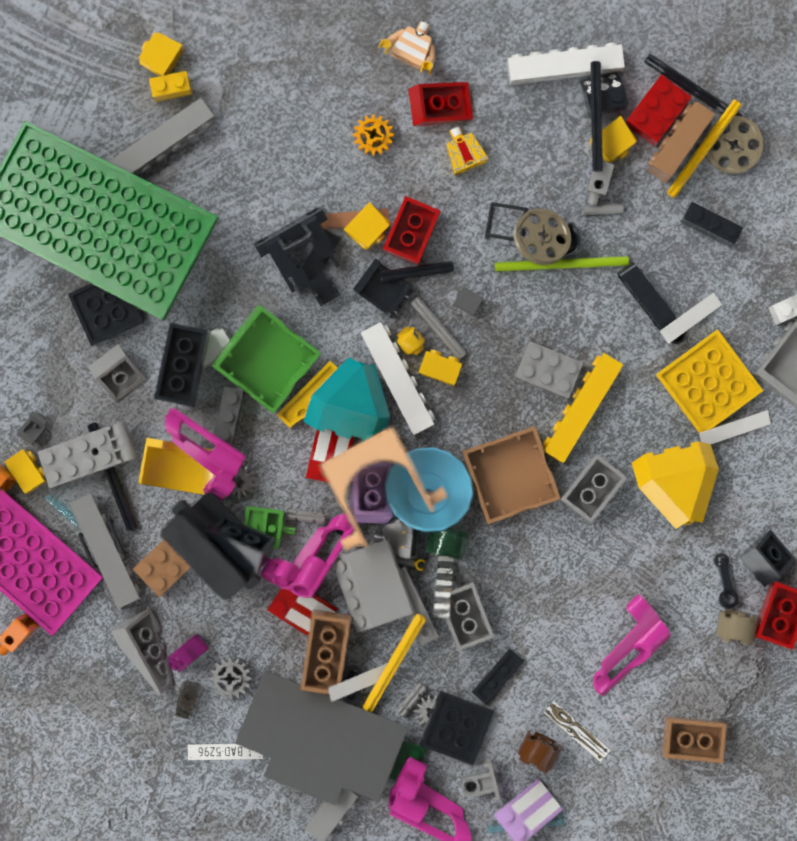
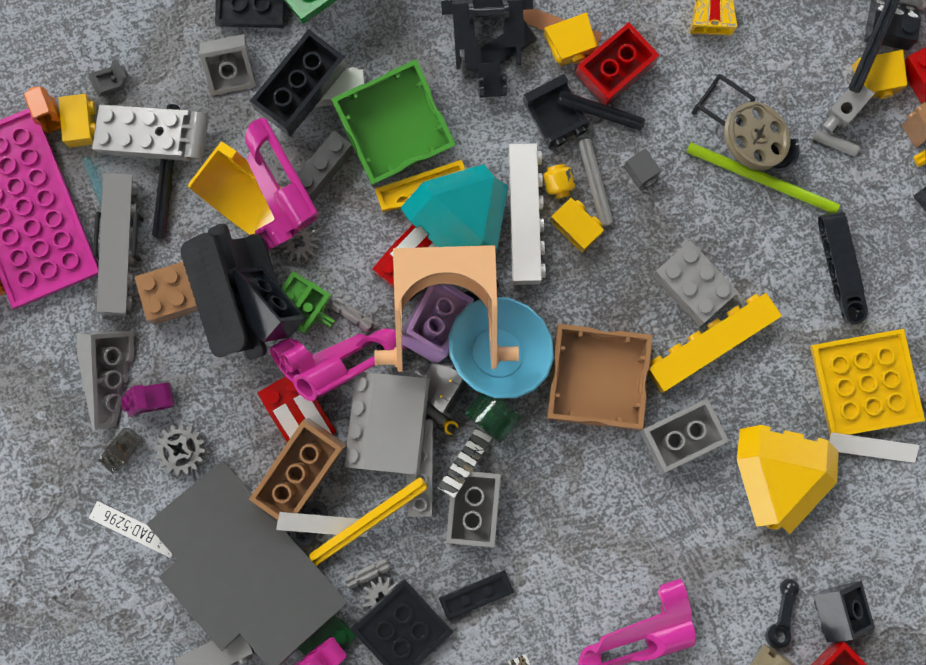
camera: 20 degrees right, 5 degrees down
(690, 318) = (879, 302): white sticker -> none

